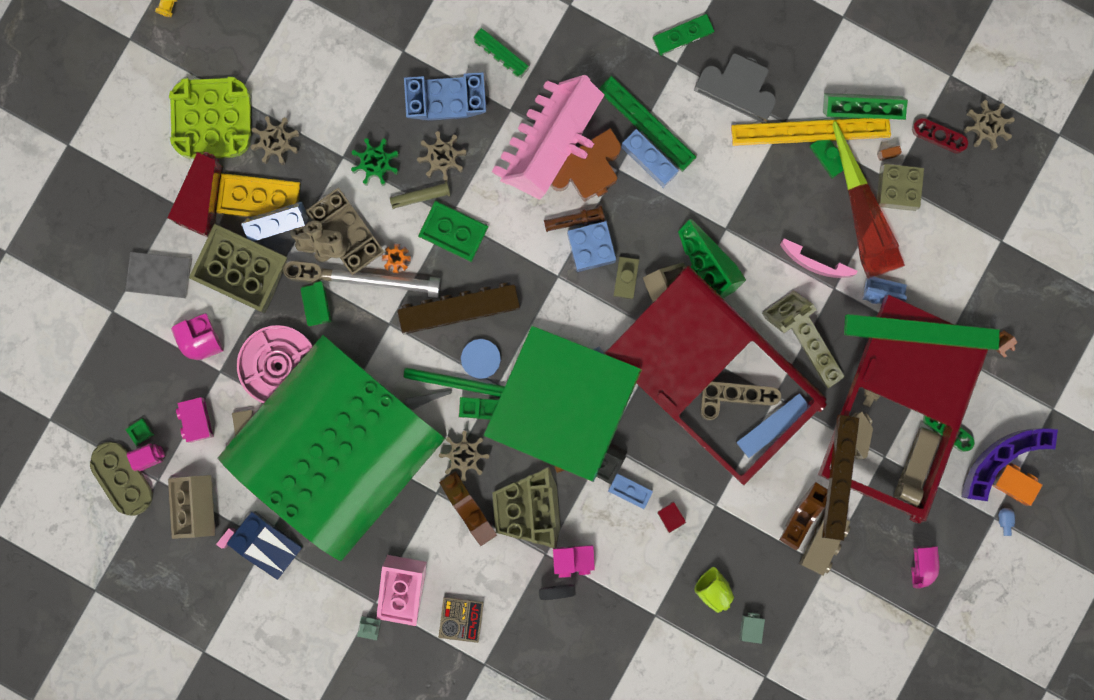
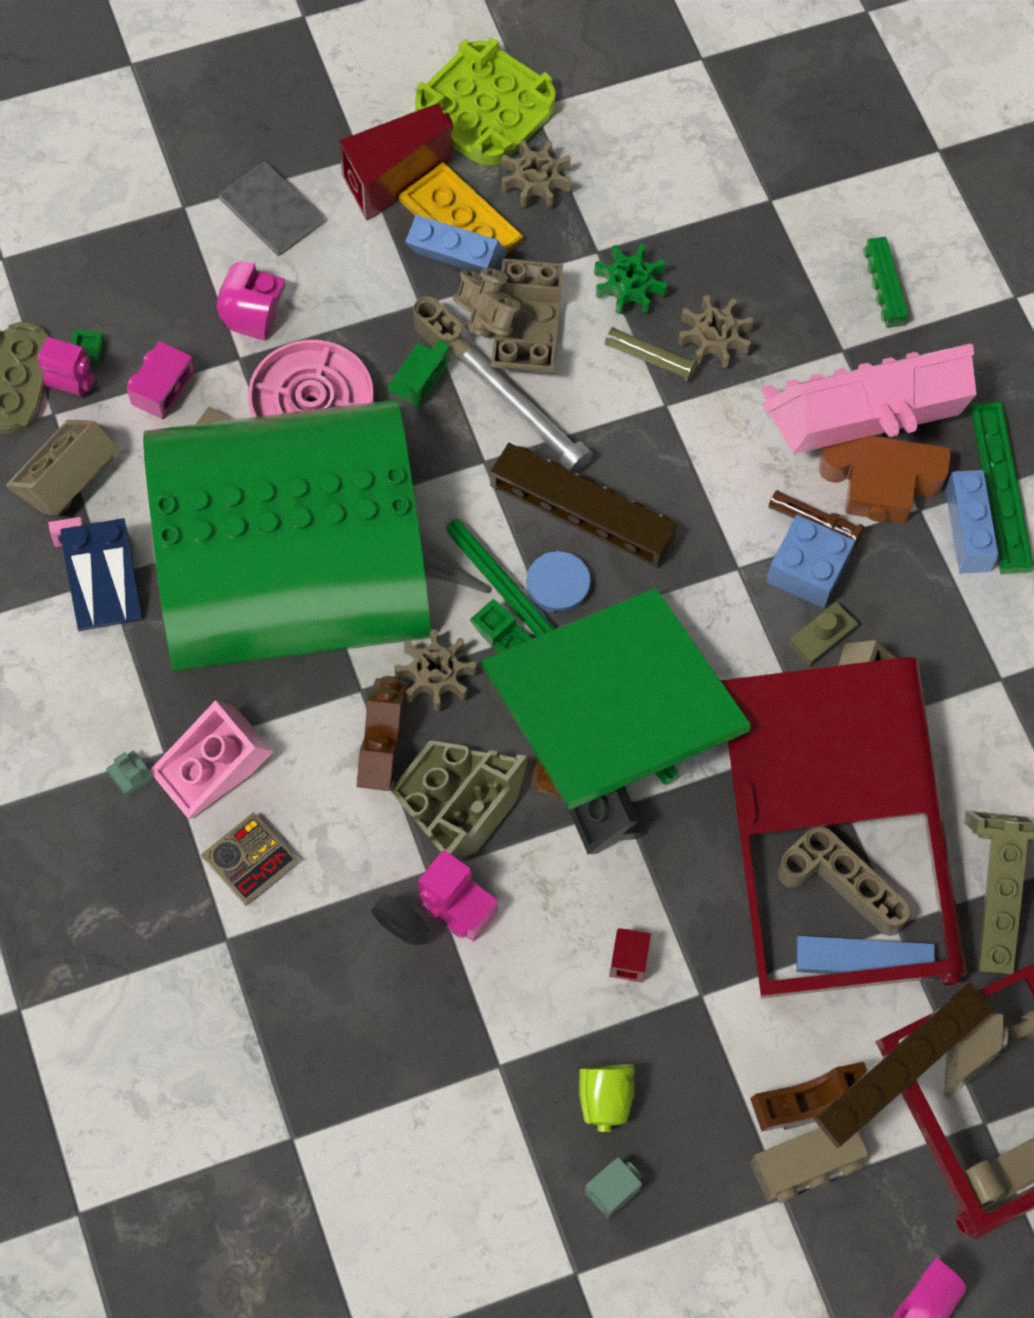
camera: 40 degrees right, 20 degrees down
(238, 268) = (366, 262): olive slope -> none
(395, 252) = (559, 393): orange piece -> none
(445, 97) = (772, 275): medium blue slope -> none
(453, 231) = (655, 422): green tile -> none
(630, 491) = (605, 881): medium blue plate -> none
(710, 260) = (951, 694): green wedge -> none

